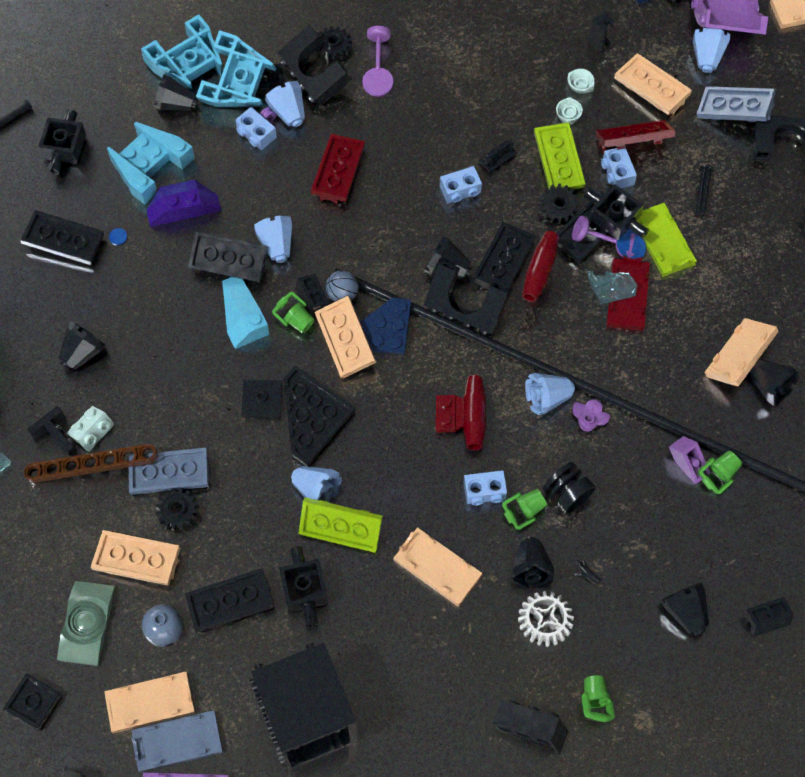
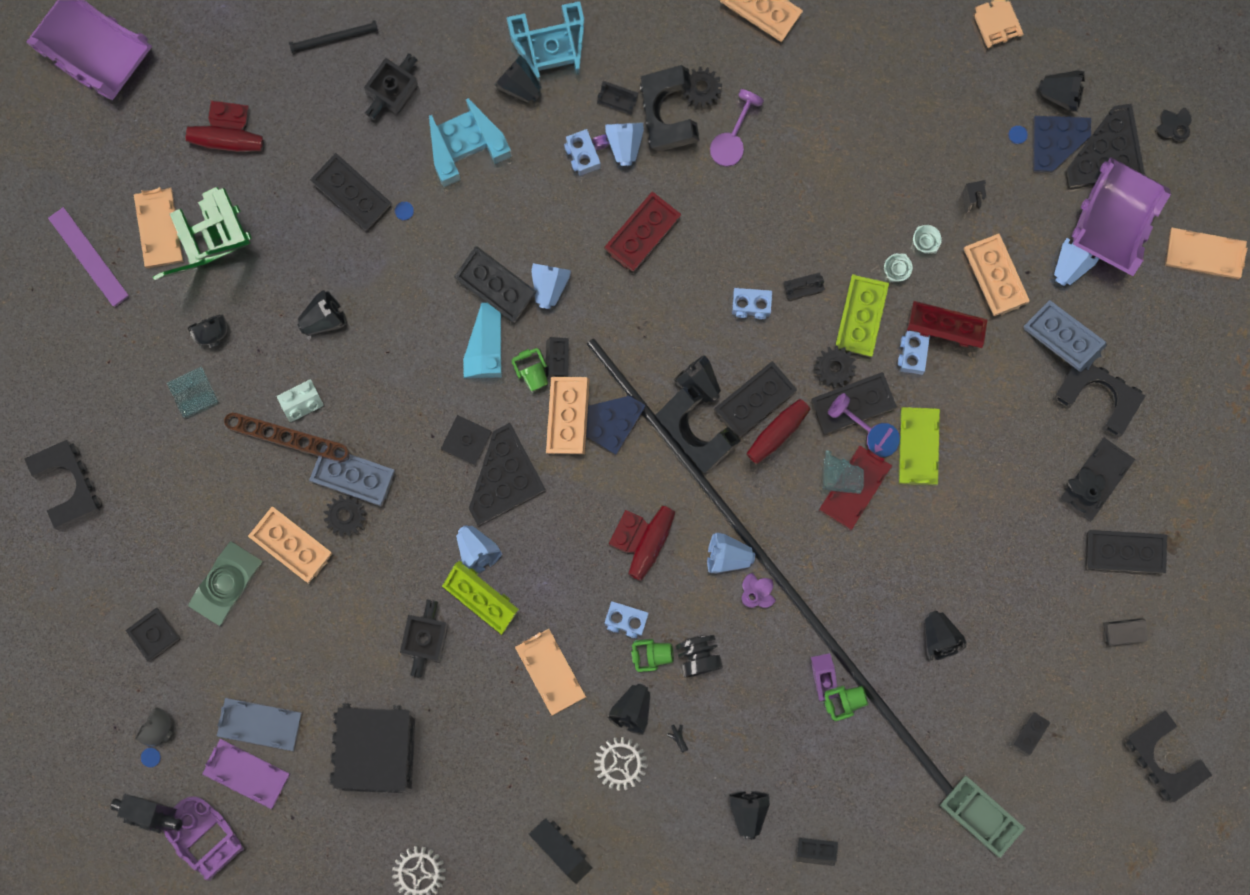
camera: 25 degrees right, 15 degrees up
(49, 424) = (262, 381): black bracket -> none
(149, 702) = (250, 679): light nougat piece -> none
(162, 625) = (288, 616): sand blue cylinder -> none
(182, 202) = (479, 202): dark purple wedge -> none
(229, 600) = (355, 621): black piece -> none
(239, 77) = (590, 91): medium azure wedge -> none
(341, 285) = (587, 362): sand blue piece -> none
(597, 696) = (630, 850): bright green piece -> none
(616, 212) = (885, 393): black brick -> none
(703, 190) = (985, 412): black axle -> none
(741, 352) = (928, 596): light nougat piece -> none

